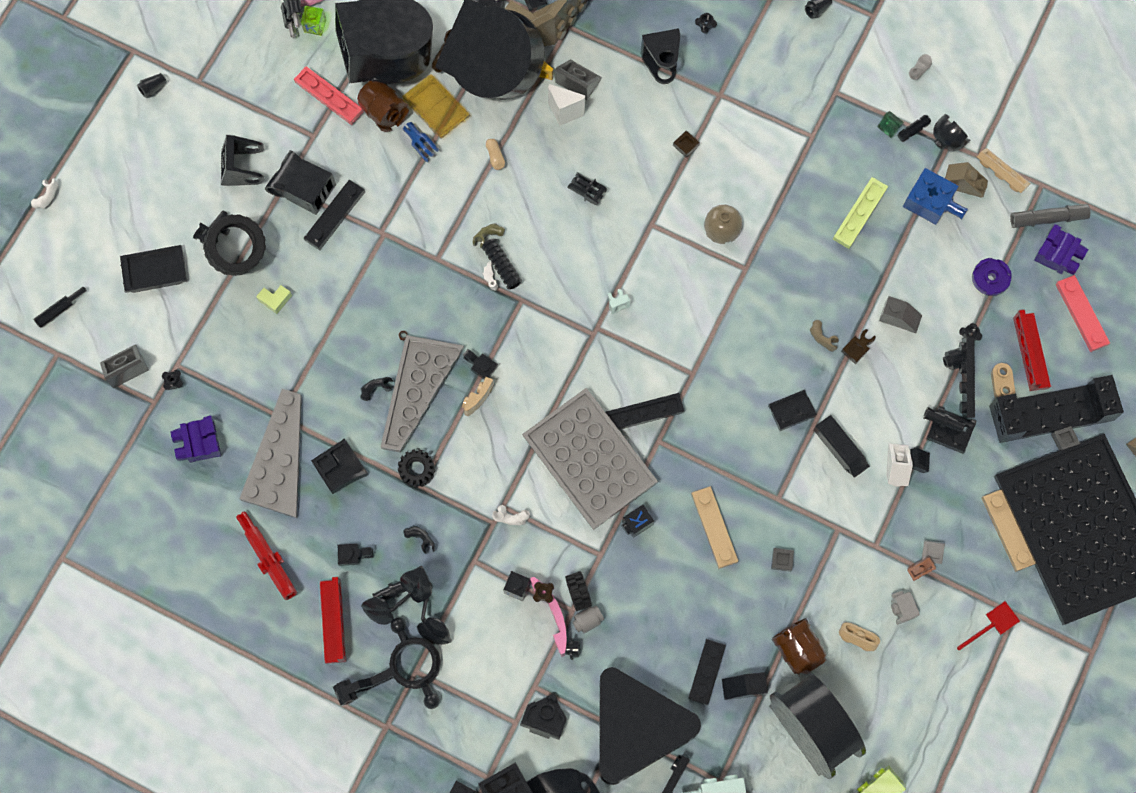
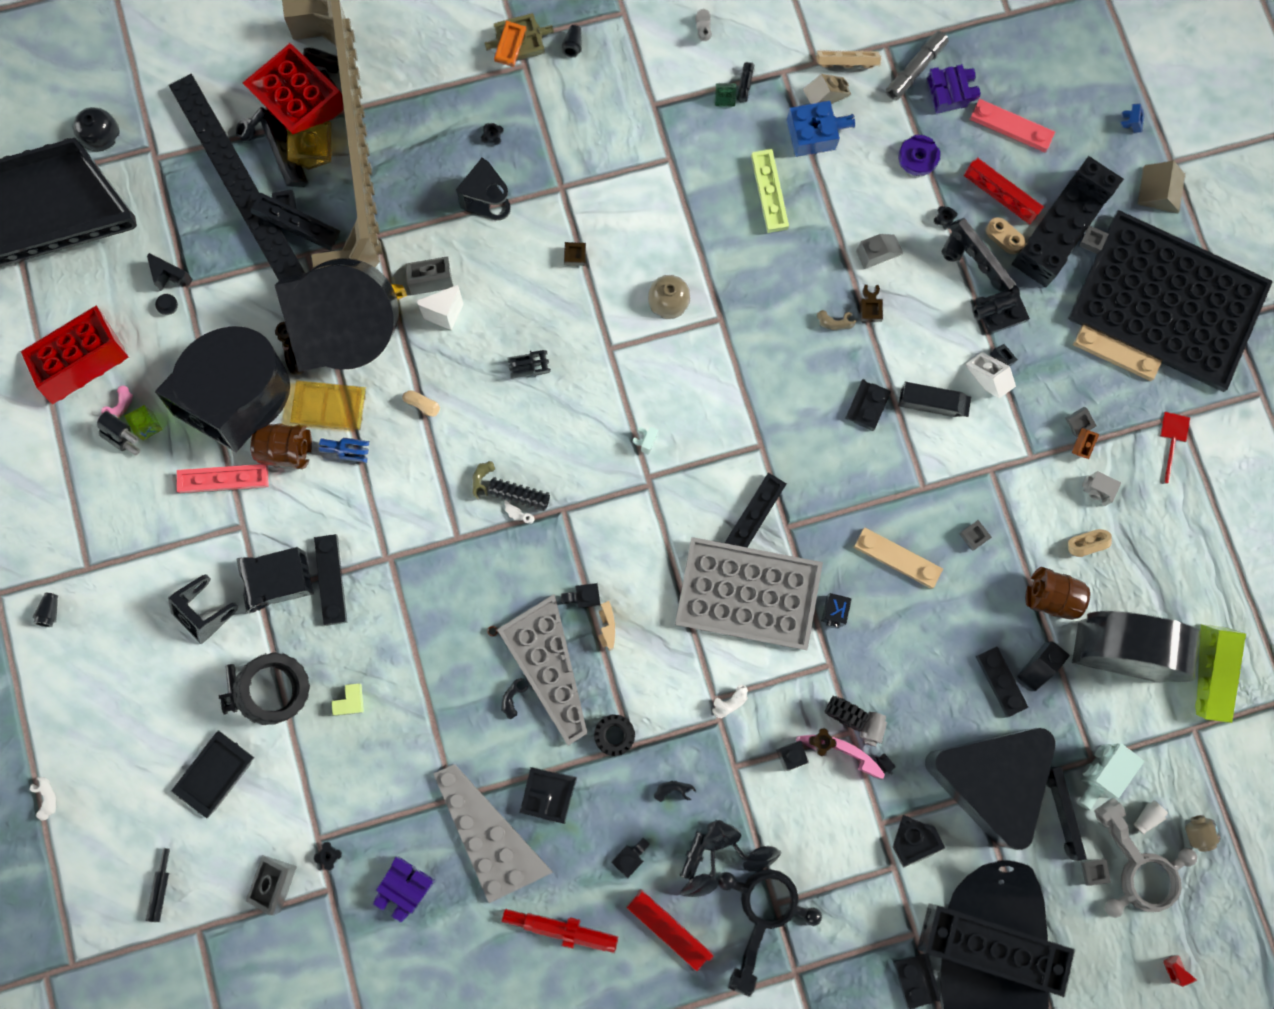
camera: 50 degrees left, 5 degrees up
(949, 135) = (781, 63): black cylinder -> none

